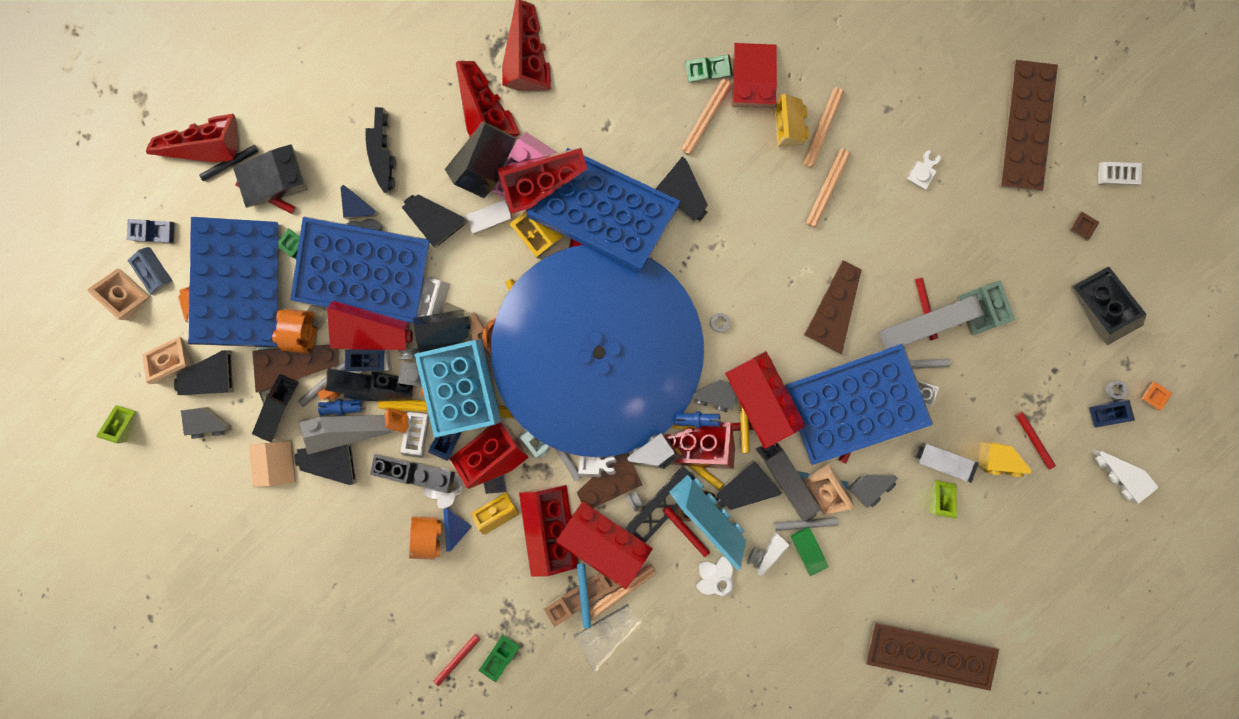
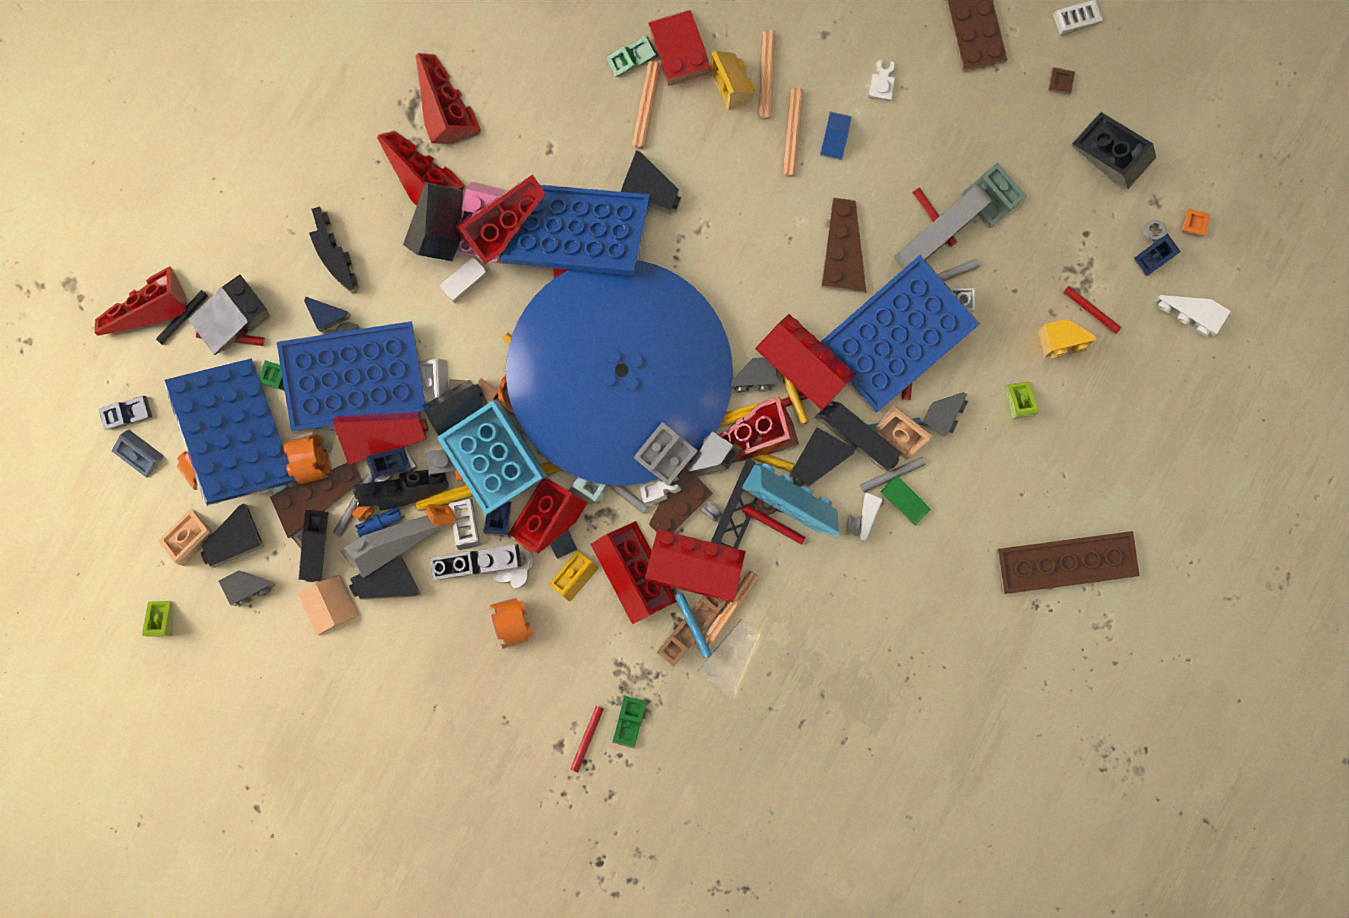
camera: 20 degrees left, 5 degrees down
(118, 294) = (115, 486): light nougat slope -> none
(408, 353) = (429, 444): light grey bush -> none
(433, 219) = (408, 300): black slope -> none
(455, 528) = (538, 604): blue slope -> none
(535, 235) = (517, 279): yellow slope -> none
(612, 439) = (665, 453): none -> light grey slope
(698, 419) = (745, 405): blue pin -> none
(713, 575) = (817, 559): white plate -> none
(715, 318) = (738, 307): light grey bush -> none
(865, 204) = (835, 135): none -> blue slope
(946, 462) = (1009, 361): slope -> none

